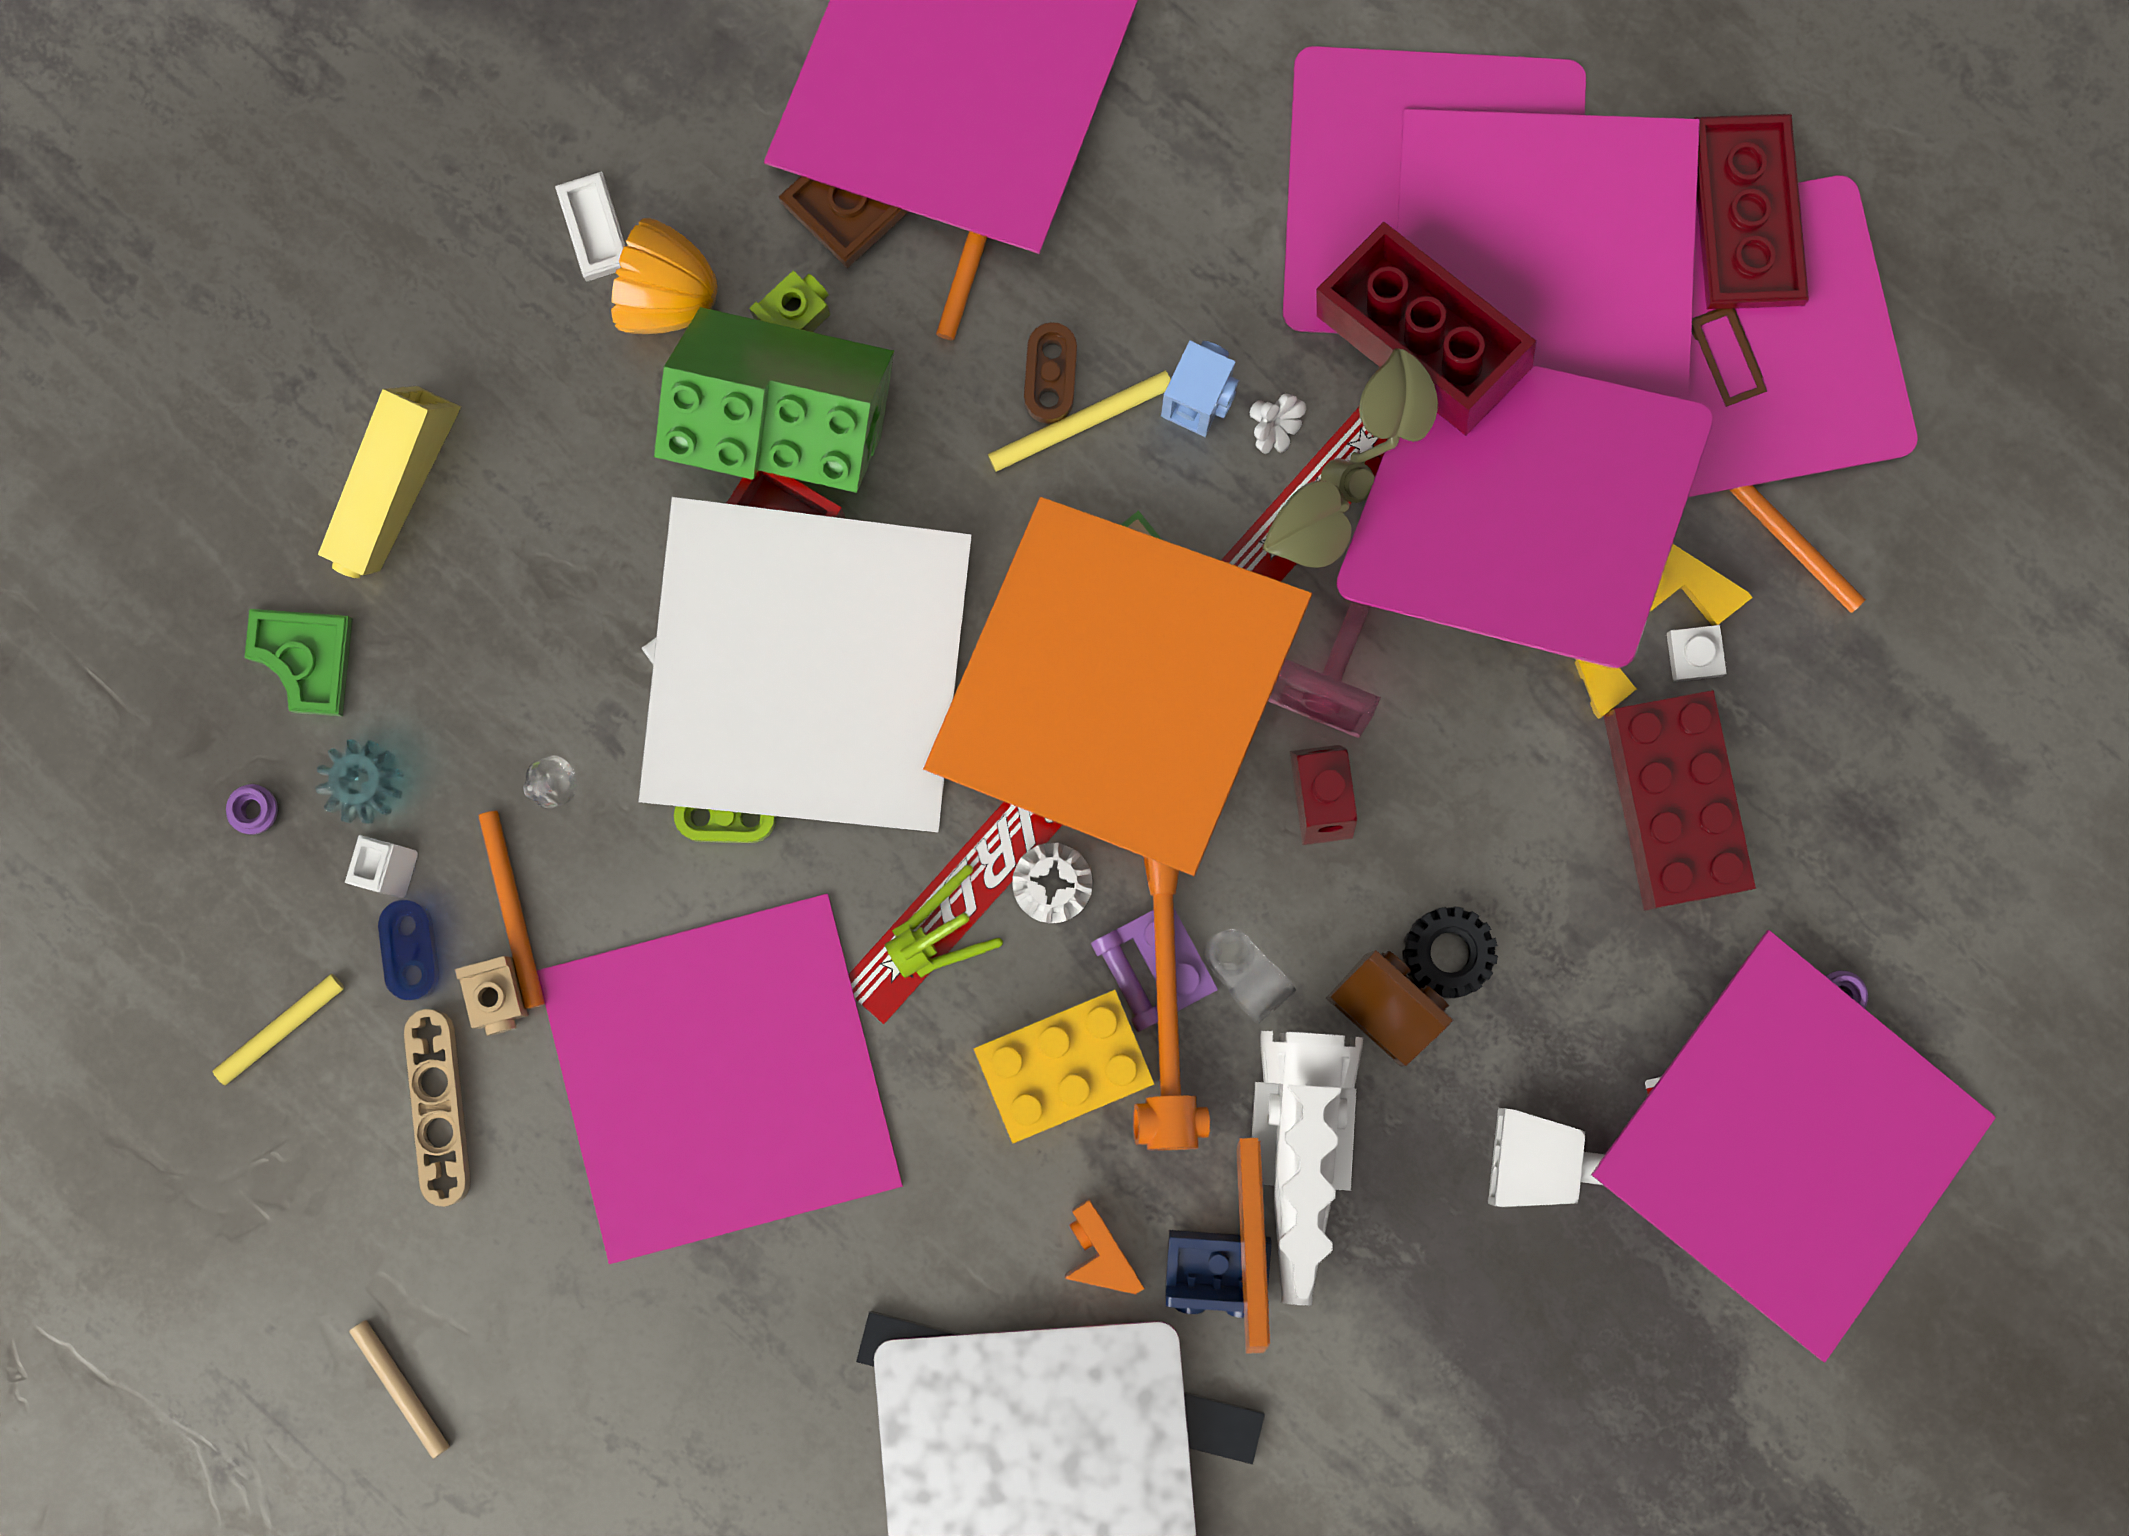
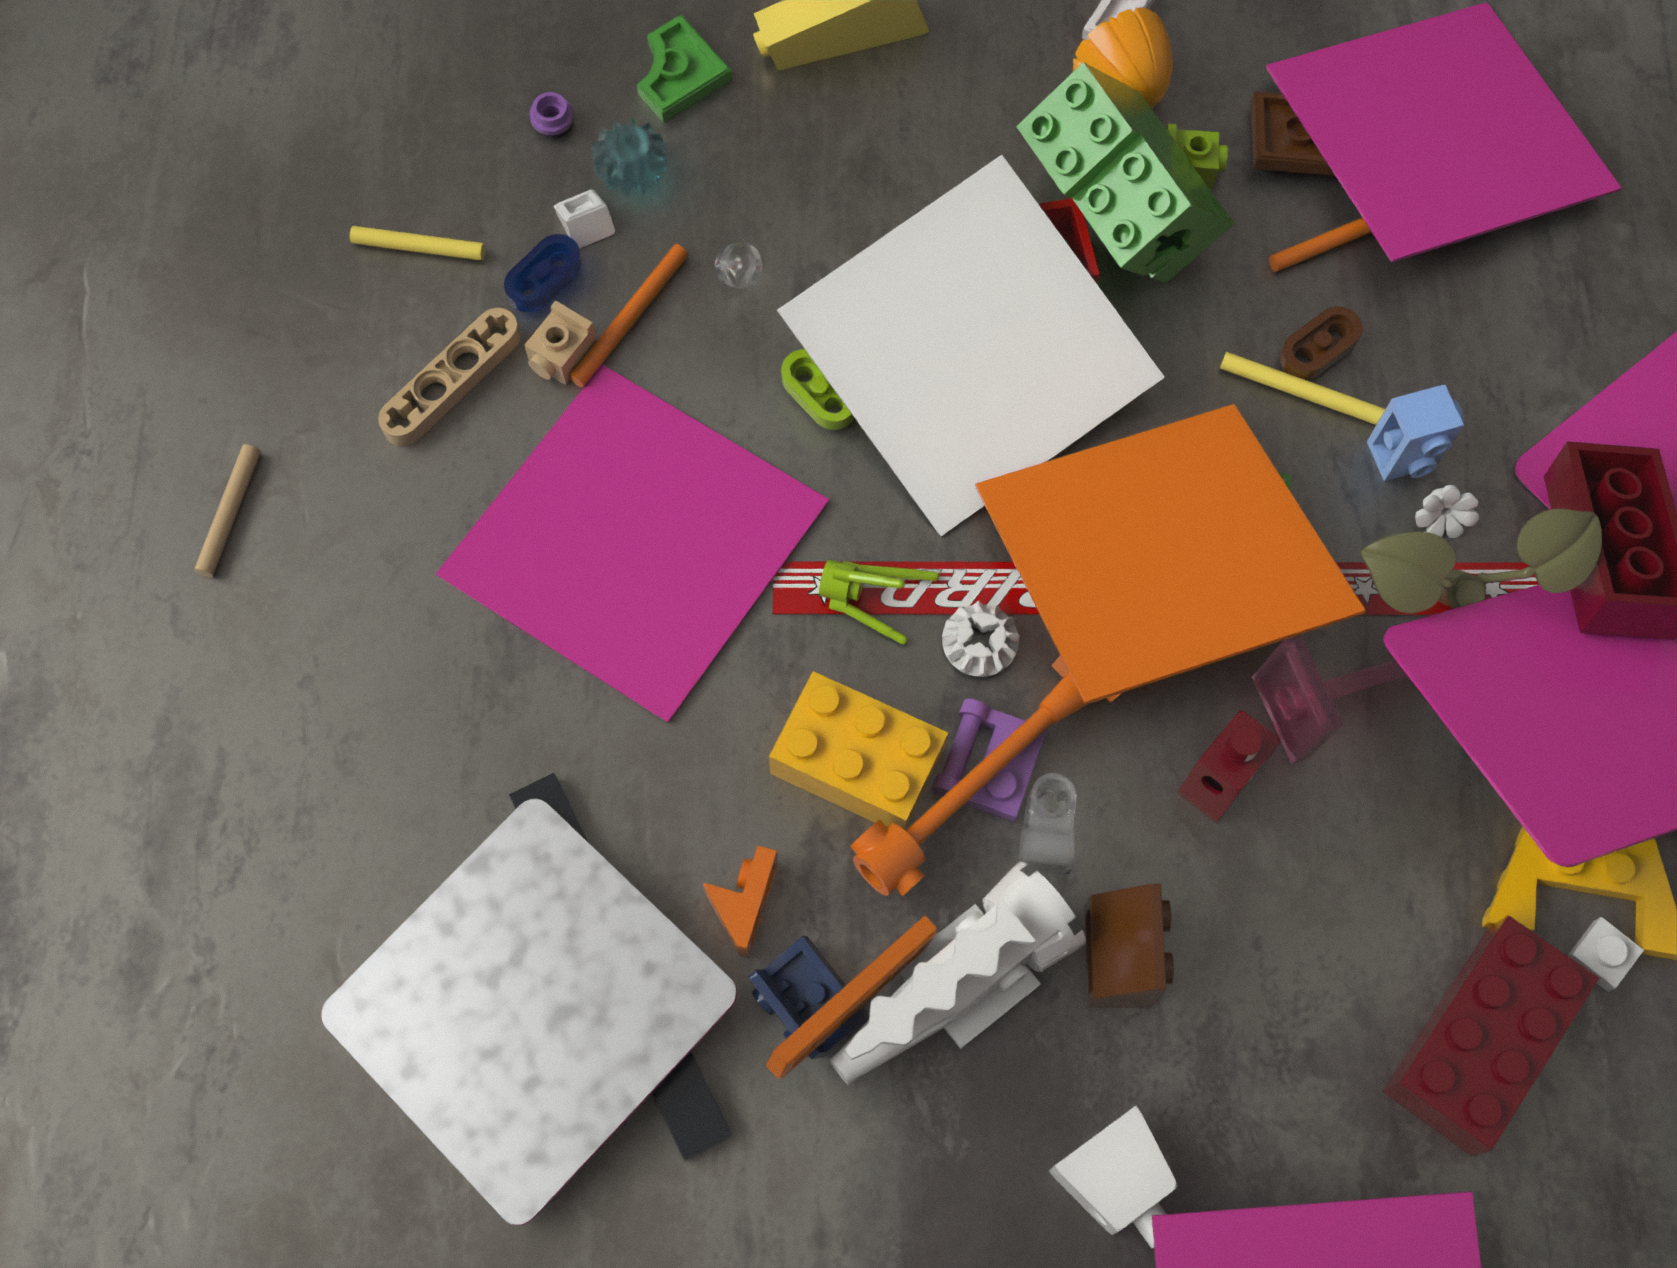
camera: 45 degrees right, 15 degrees down
(1480, 946) = (1235, 951): black tyre -> none

